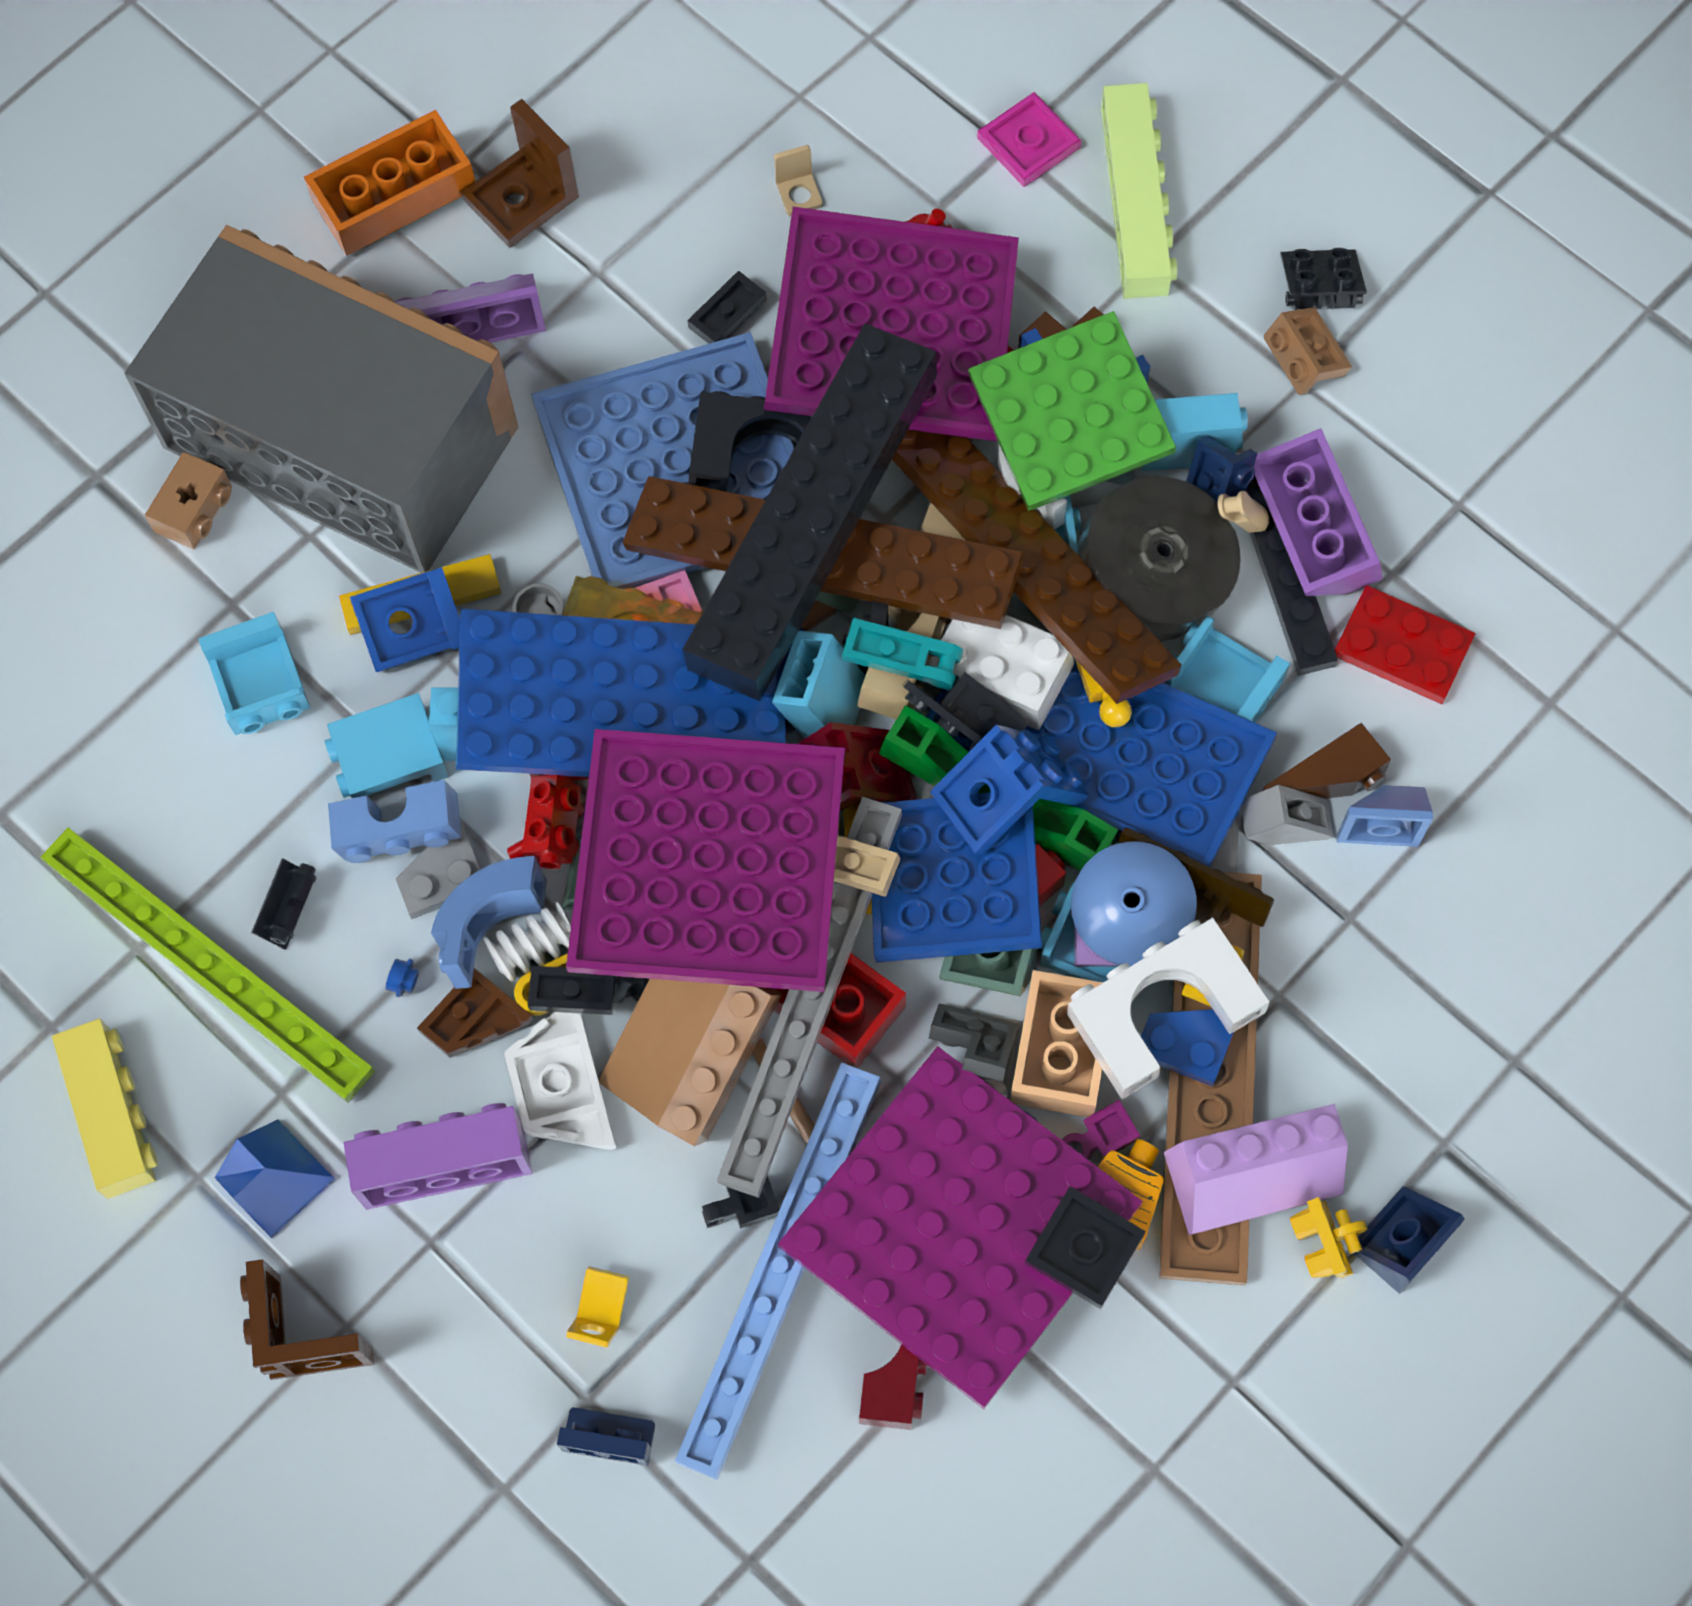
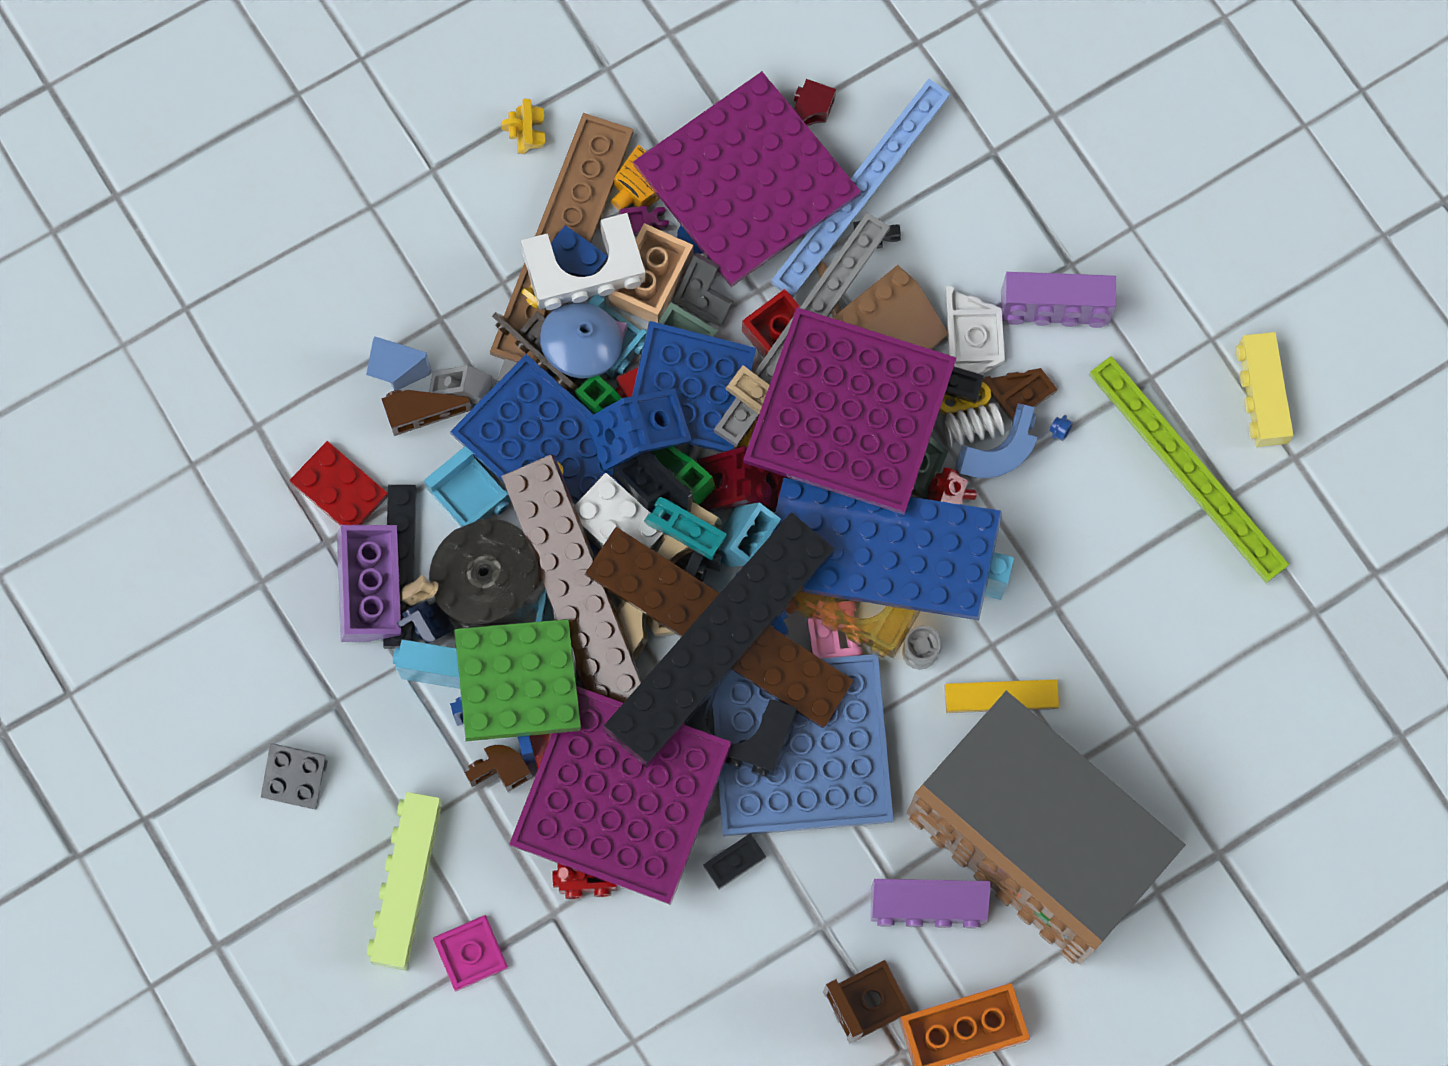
camera: 170 degrees left, 5 degrees up
(189, 501) = (1164, 791): medium nougat brick -> none
(255, 674) = (1125, 660): medium azure panel -> none
(266, 1333) = (1165, 203): reddish brown bracket -> none
(272, 1176) = (1165, 324): blue slope -> none
(284, 903) = (1126, 499): black hinge -> none
(384, 747) = (1046, 581): medium azure panel -> none
(427, 820) = (1071, 526): medium blue arch -> none
(432, 612) = (998, 661): blue bracket -> none
(436, 874) = (1022, 492): light grey wing -> none
(599, 1307) = (976, 195): yellow bracket -> none
(607, 1436) = (987, 119): dark blue bracket -> none
(793, 171) = (655, 967): tan bracket -> none
(1085, 1247) = (677, 134): black plate -> none
(1259, 1168) = (555, 171): lavender slope -> none
(1305, 349) = (326, 719): medium nougat bracket -> none
(1406, 1236) = (476, 113): dark blue slope -> none

